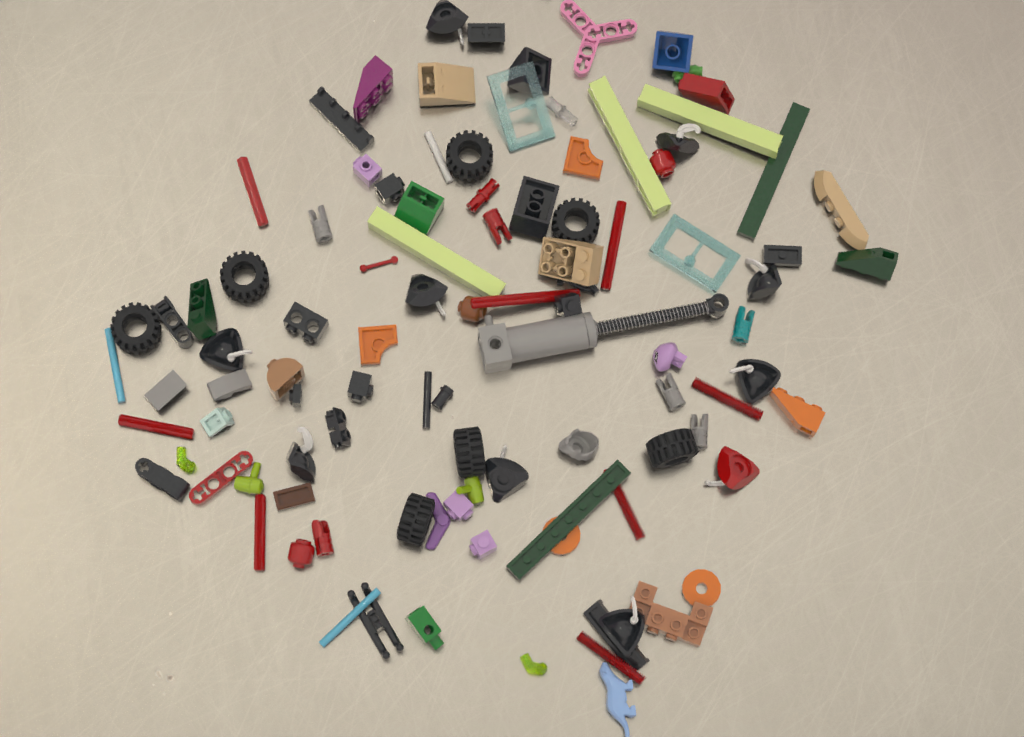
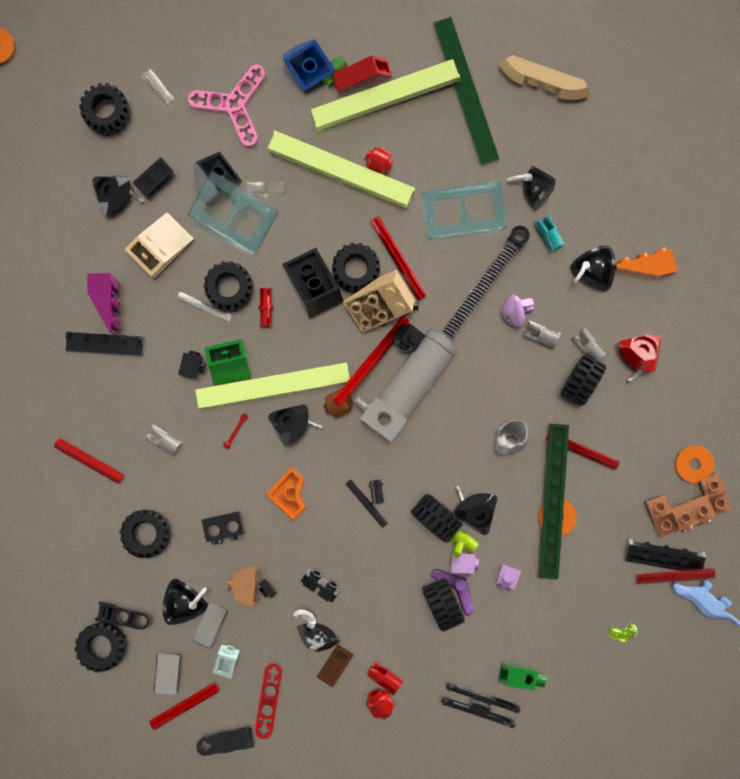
camera: 30 degrees left, 10 degrees up
(115, 365) = (110, 688): medium azure bar -> none
(182, 462) = (229, 714): clear neon green arm -> none
(201, 311) = (137, 589): dark green slope -> none
(250, 484) = (295, 686): lime piece -> none
(259, 532) = (334, 715): red axle -> none
(350, 617) = (459, 719): medium azure bar -> none
(360, 386) = (309, 539): black brick -> none
(367, 169) = (160, 366): lavender brick -> none
(495, 223) = (295, 320): red hinge -> none
(581, 161) = (314, 212): orange tile -> none
(624, 627) = (668, 548): black hat -> none
(679, 141) = (377, 132): black hat -> none
(724, 397) = (594, 299): red axle -> none
(782, 255) = (531, 153): black plate -> none
(873, 261) = (603, 98): dark green slope -> none

